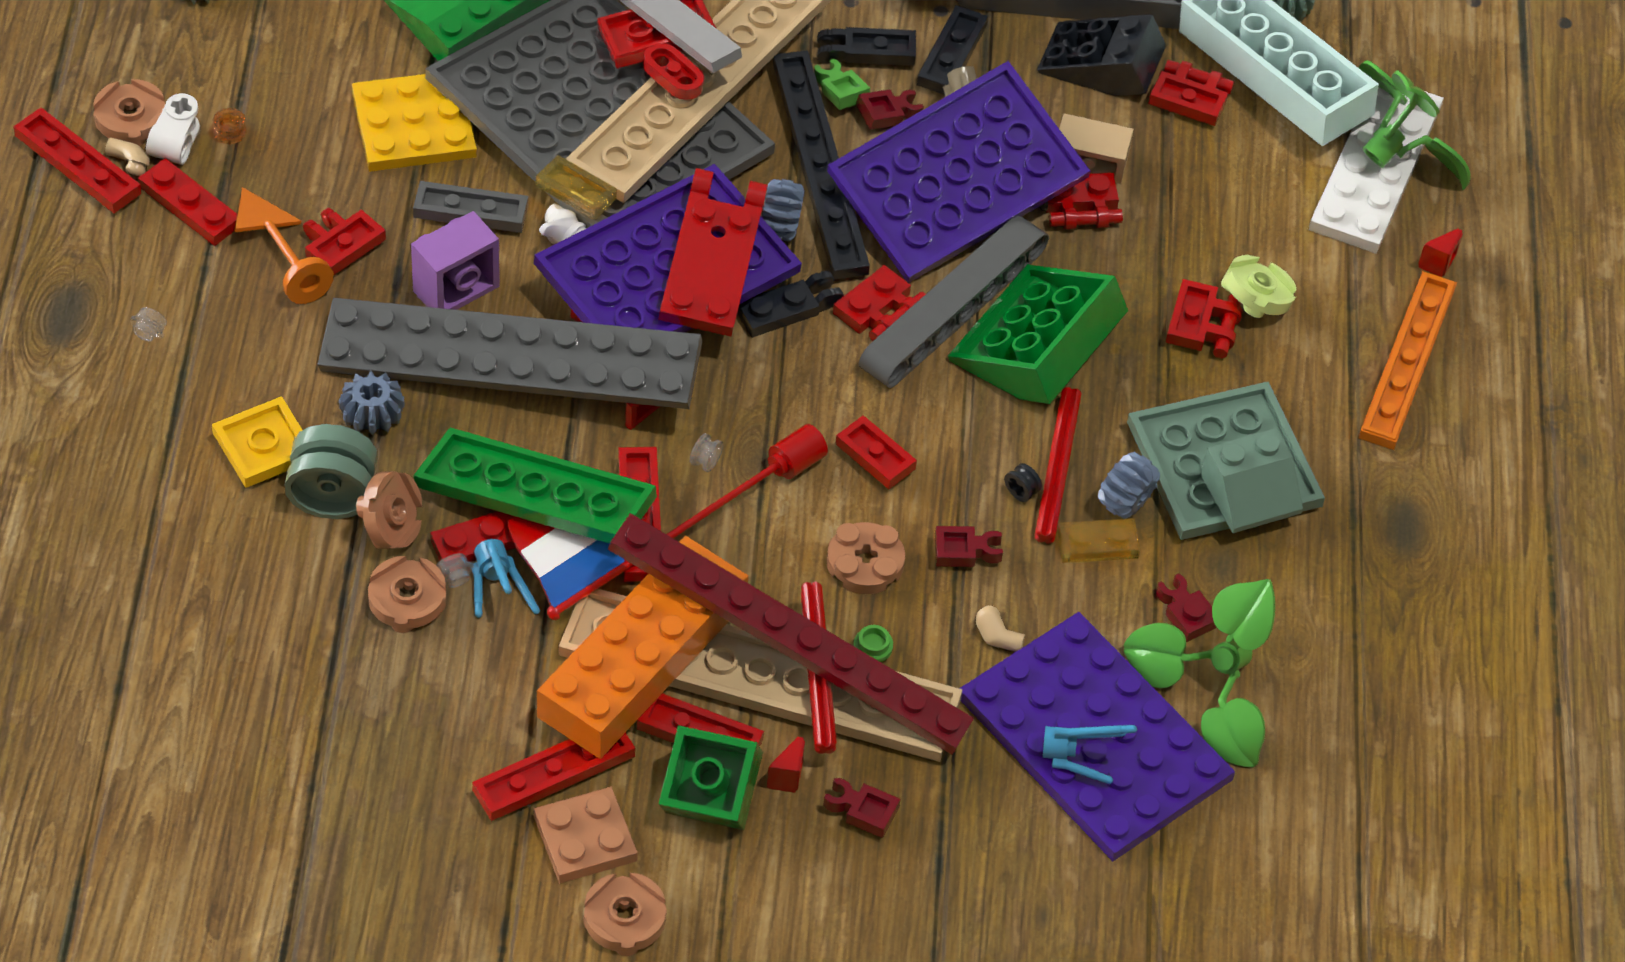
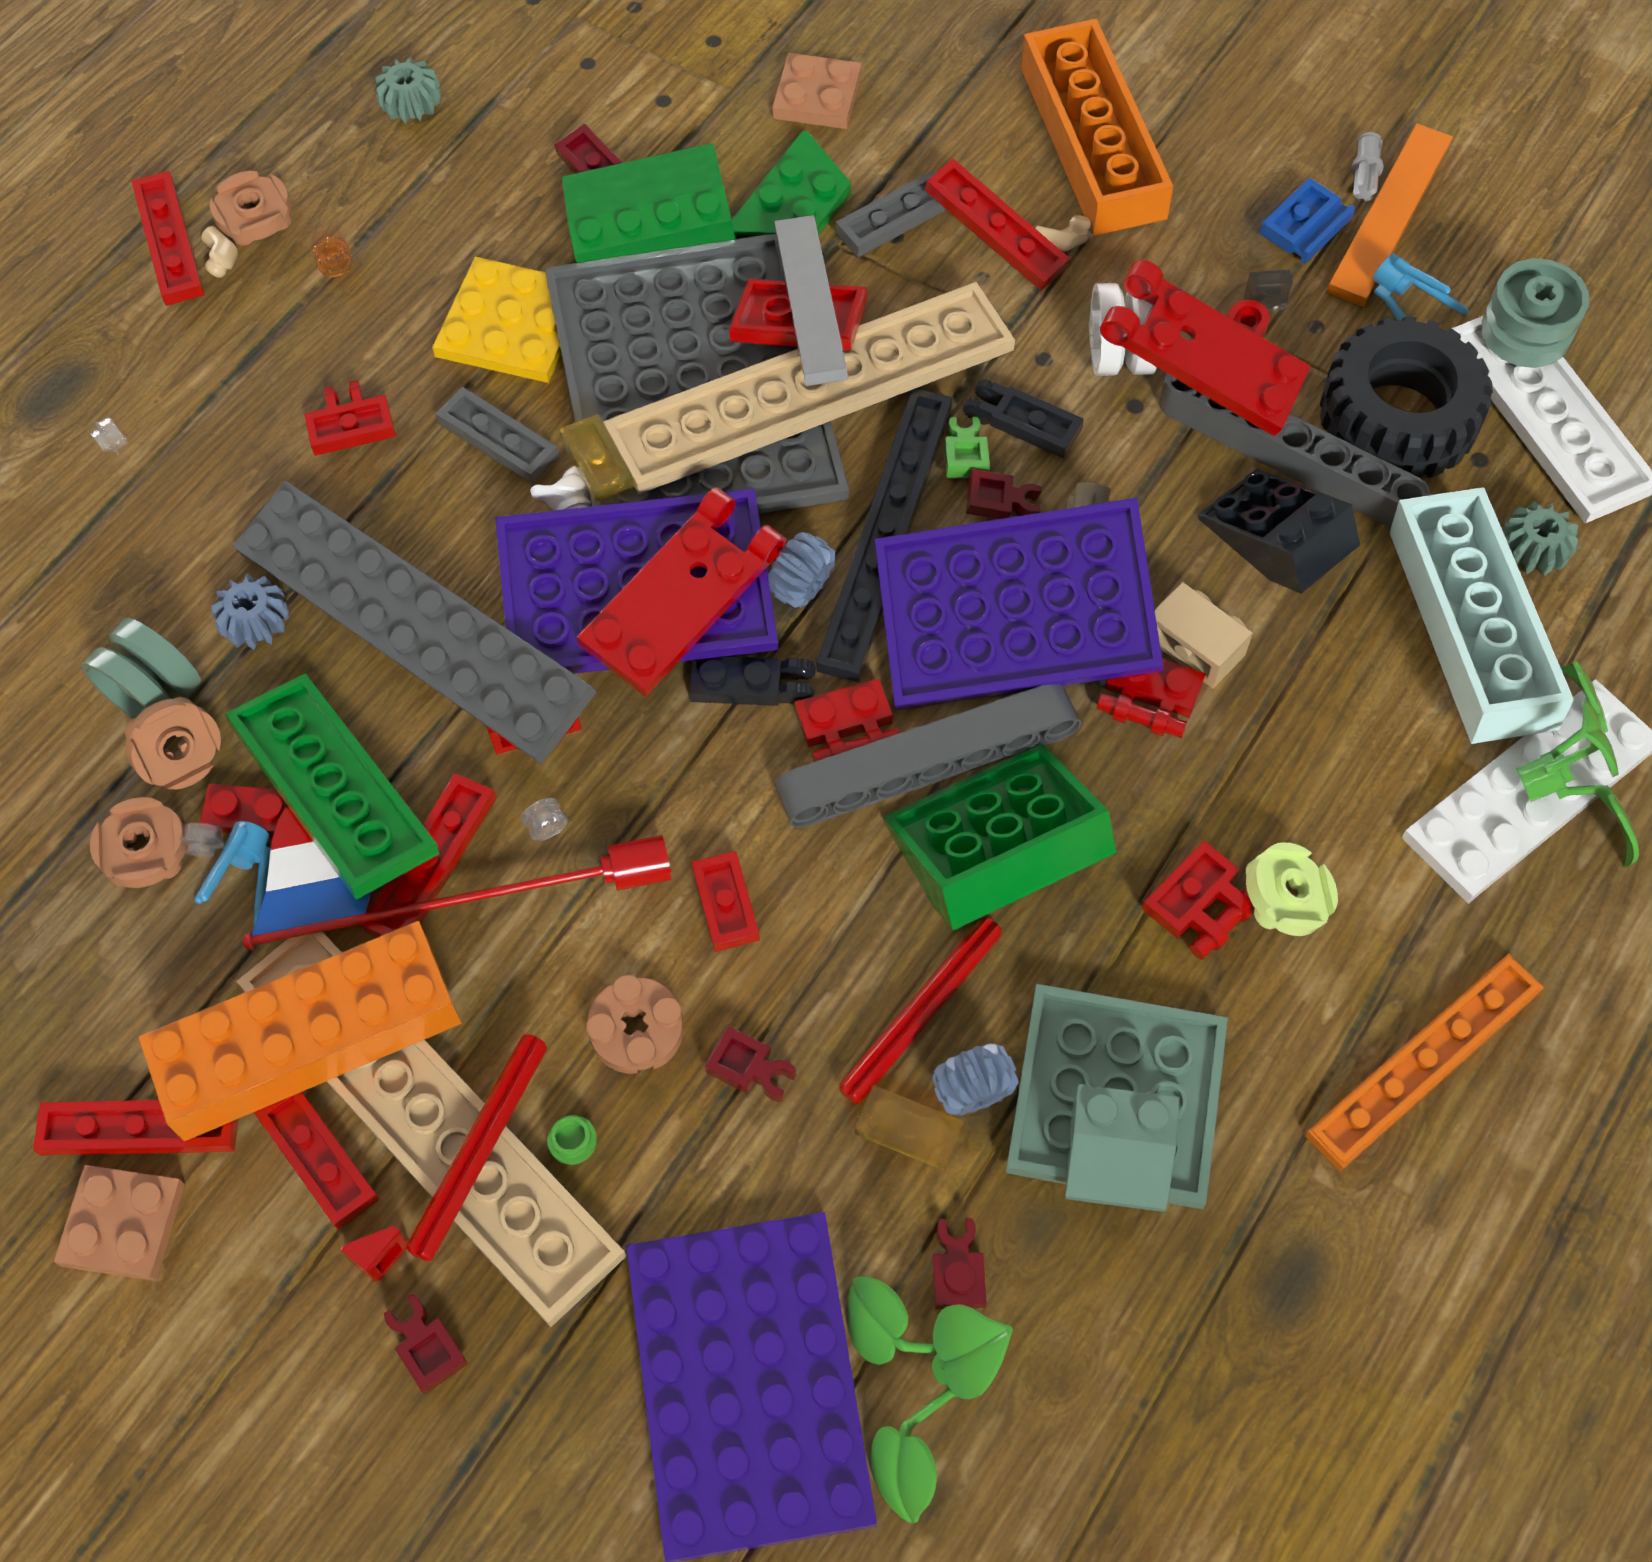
camera: 35 degrees right, 10 degrees up
(174, 129) = (271, 246): white piece -> none
(189, 201) = (242, 322): red plate -> none
(258, 440) = (117, 594): yellow plate -> none
(306, 278) = (279, 448): orange piece -> none
(455, 263) = (422, 493): medium lavender brick -> none
(625, 934) = (113, 1360): nougat plate -> none
(673, 71) = (777, 370): red plate -> none
(711, 777) = (267, 1231): green brick -> none
(791, 633) = (452, 1104): dark red plate -> none
(952, 48) = (1116, 453): black plate -> none
(994, 632) = (714, 1189): tan arm -> none
(1023, 482) = (863, 1015): black bush -> none
(1062, 742) = (679, 1389): dark azure plant -> none
(1191, 92) = (1351, 619): red plate -> none
(1440, 253) = (1543, 941): red slope -> none

